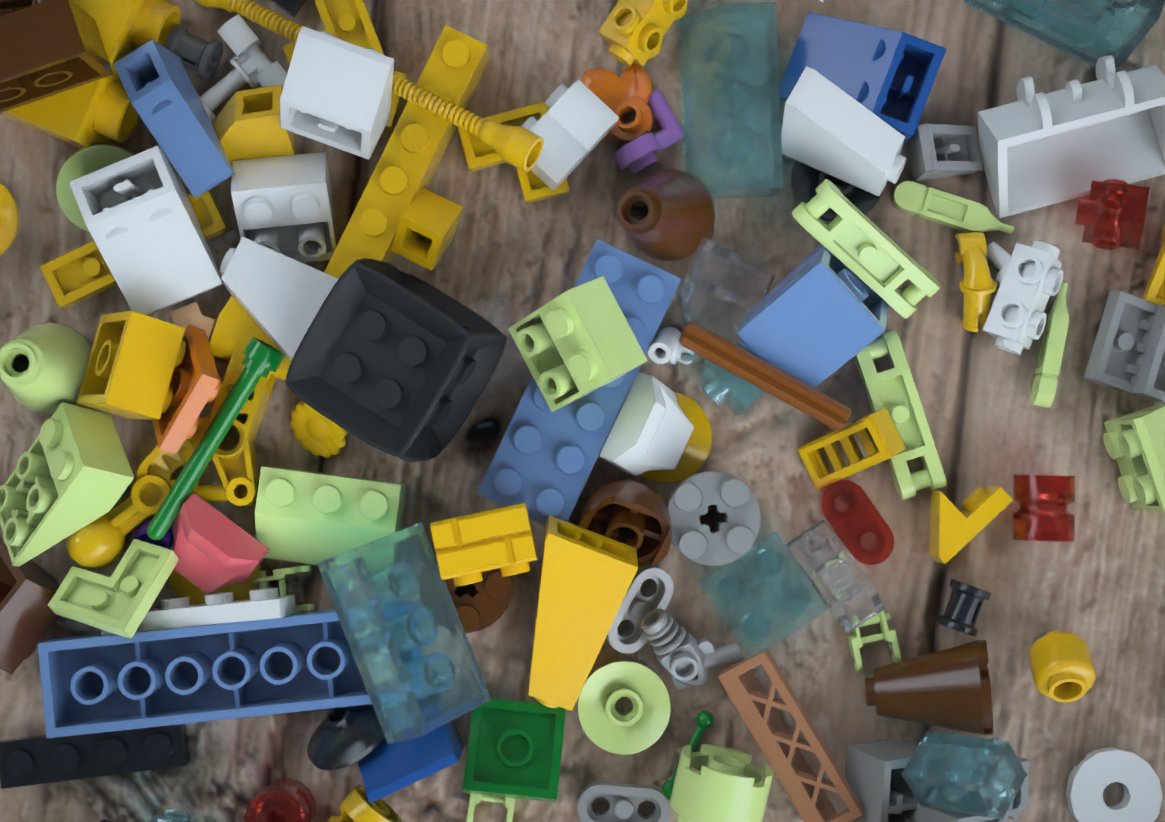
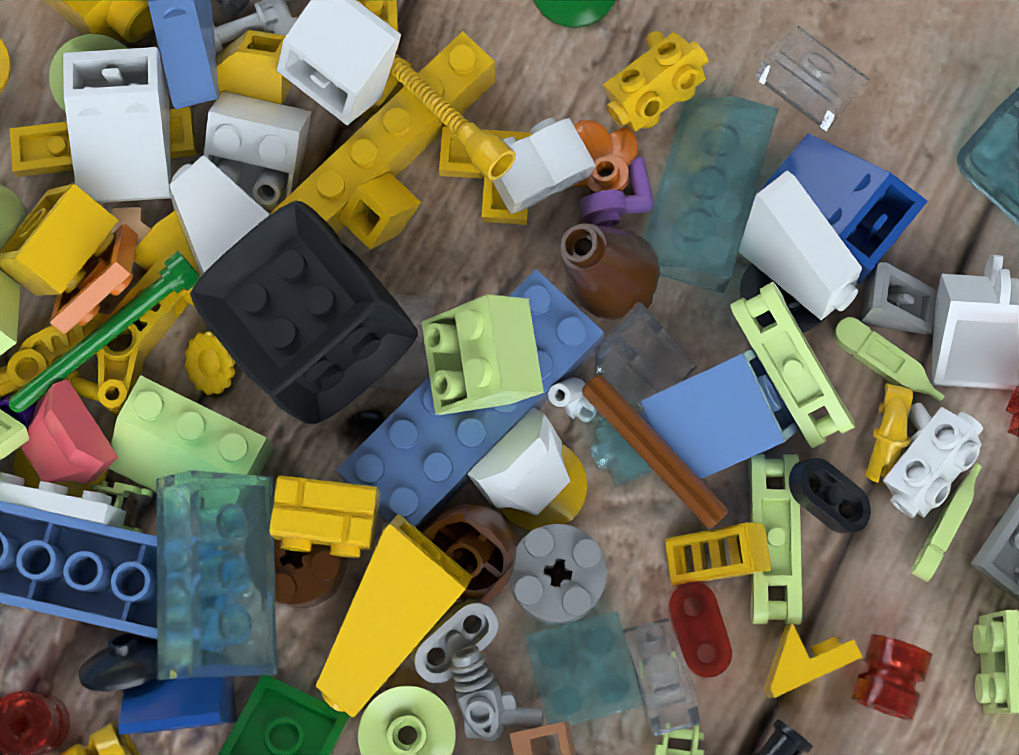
camera: 20 degrees right, 10 degrees down
(928, 358) = (823, 490): none -> black plate

